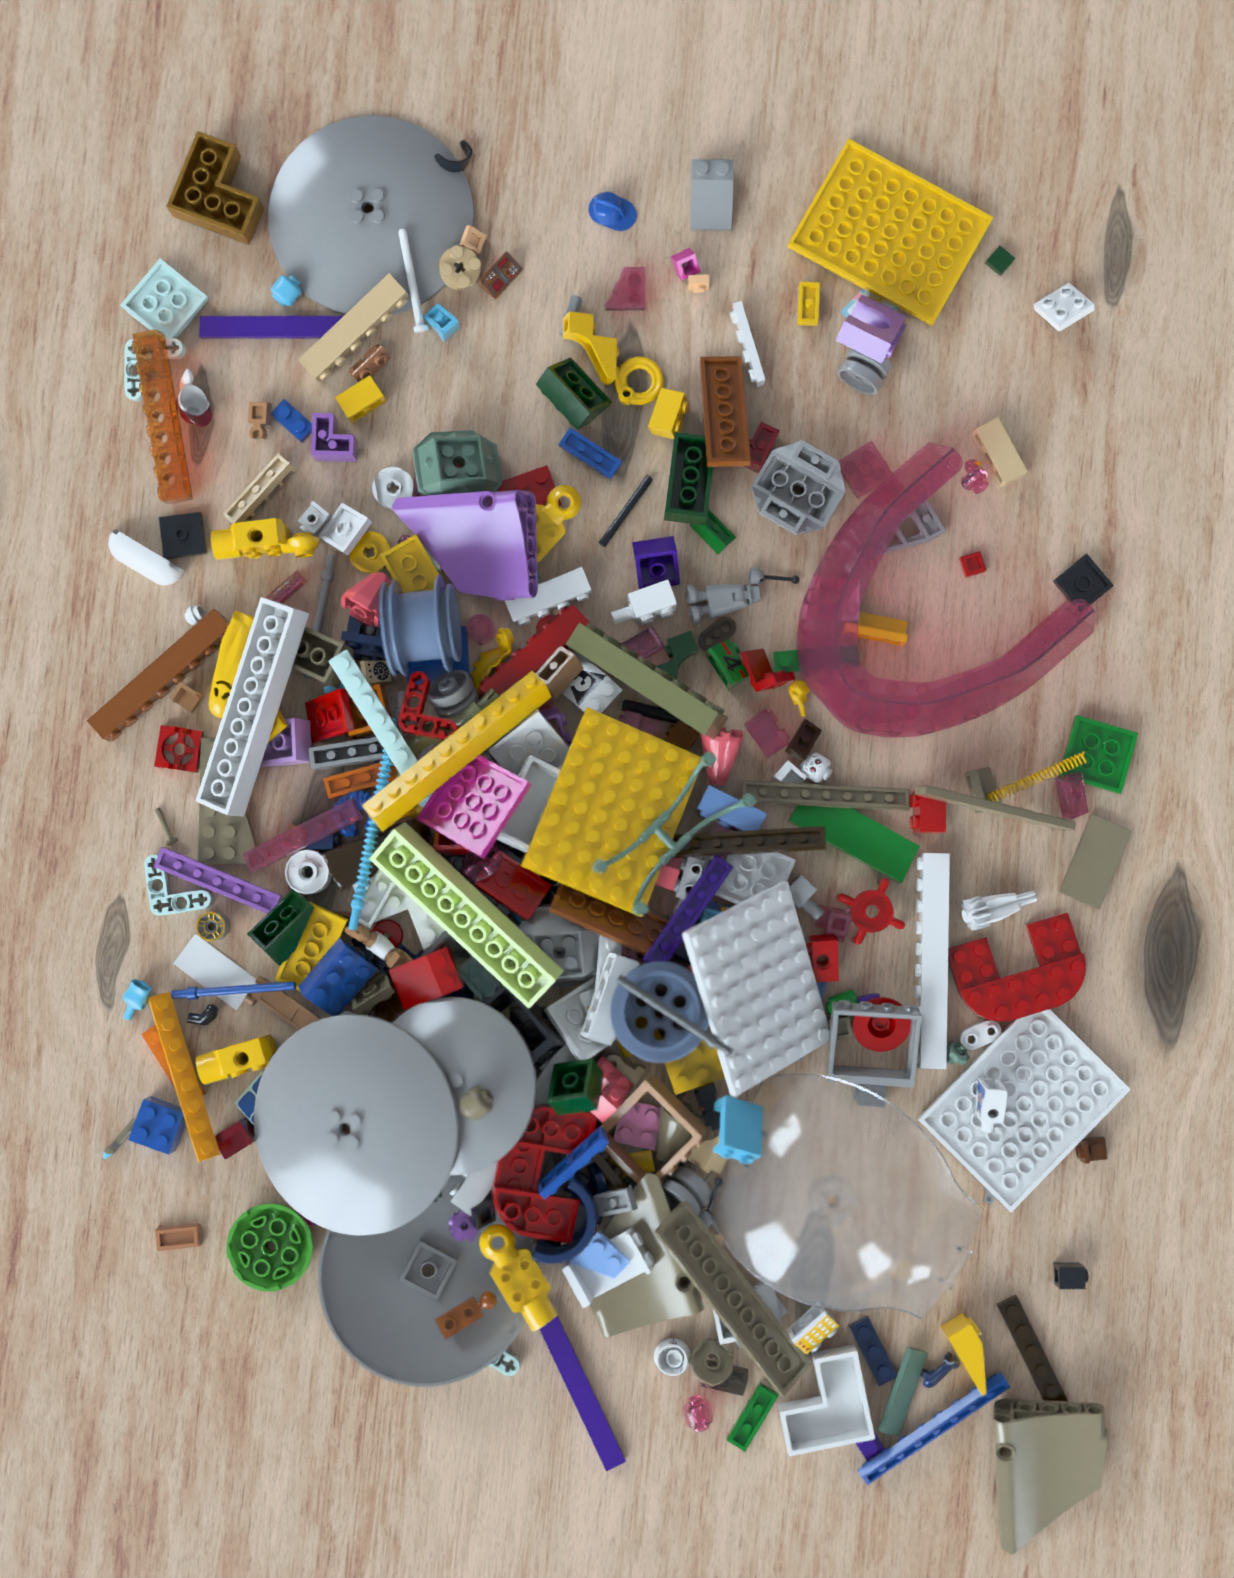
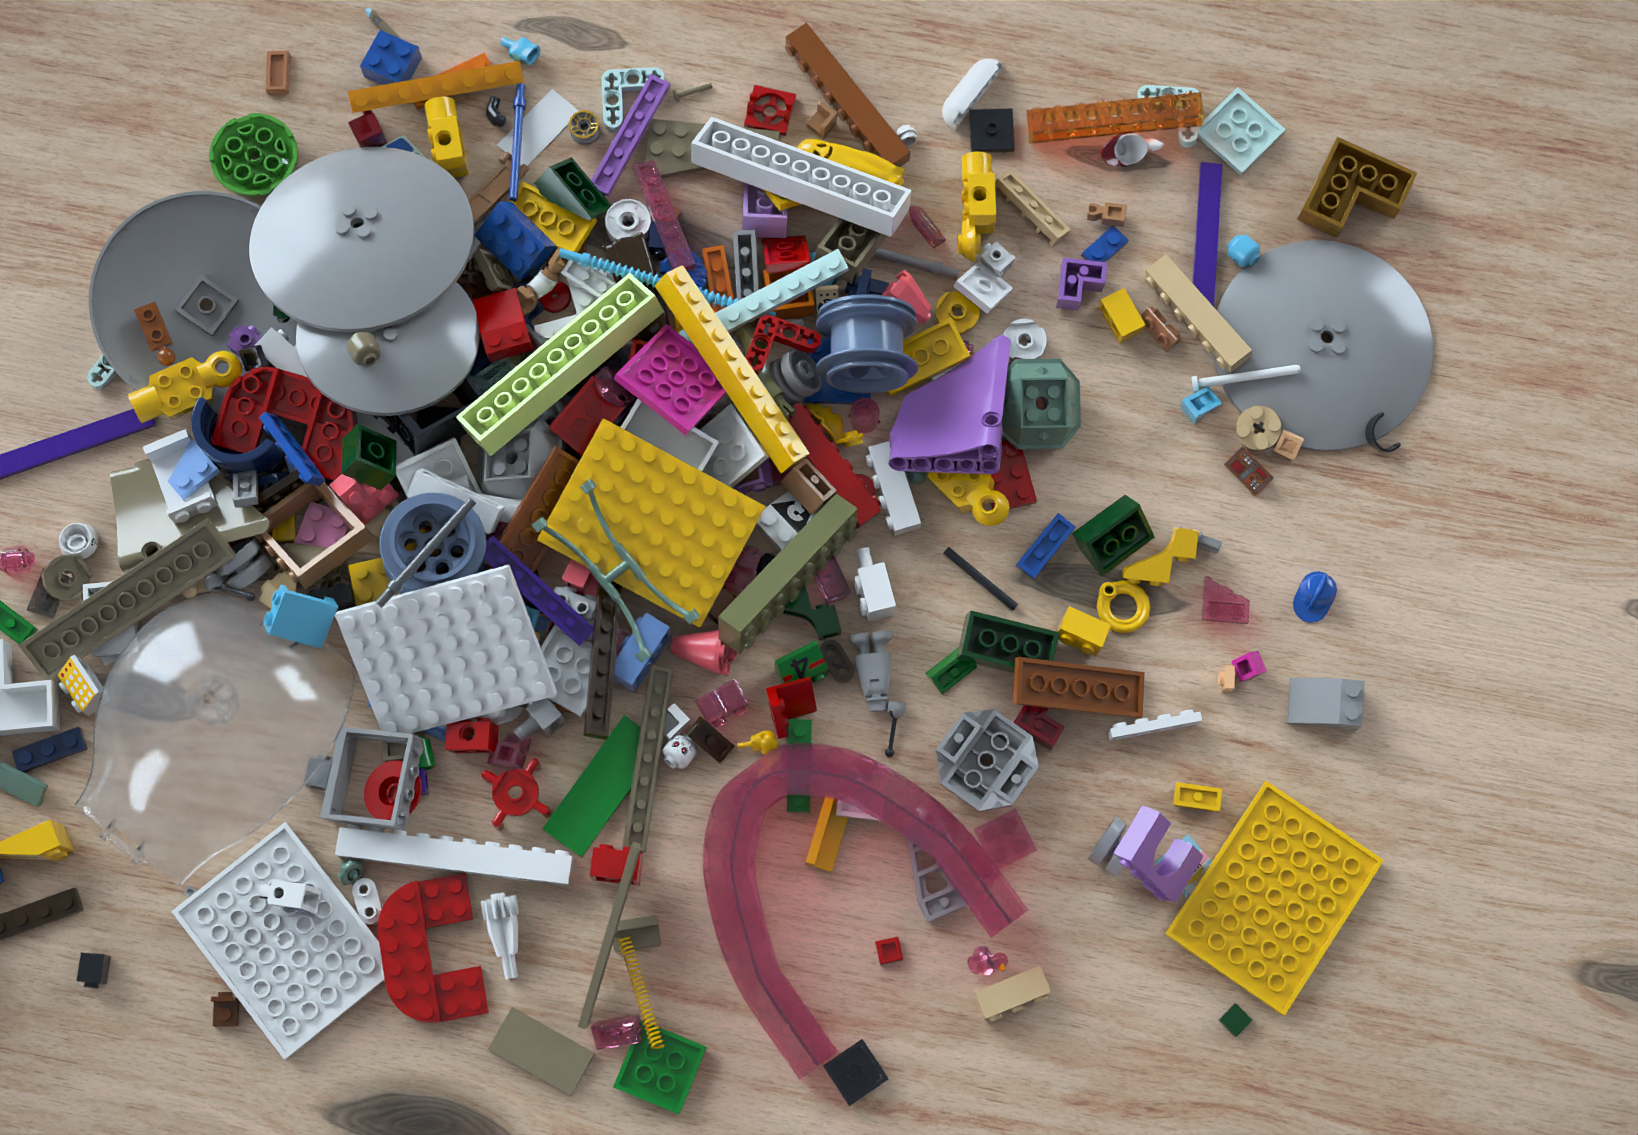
camera: 85 degrees right, 10 degrees down
(656, 561) = (920, 603): dark purple slope -> none
(936, 1375) = (11, 810): dark blue piece -> none
(1064, 307) = (1174, 1084): white plate -> none

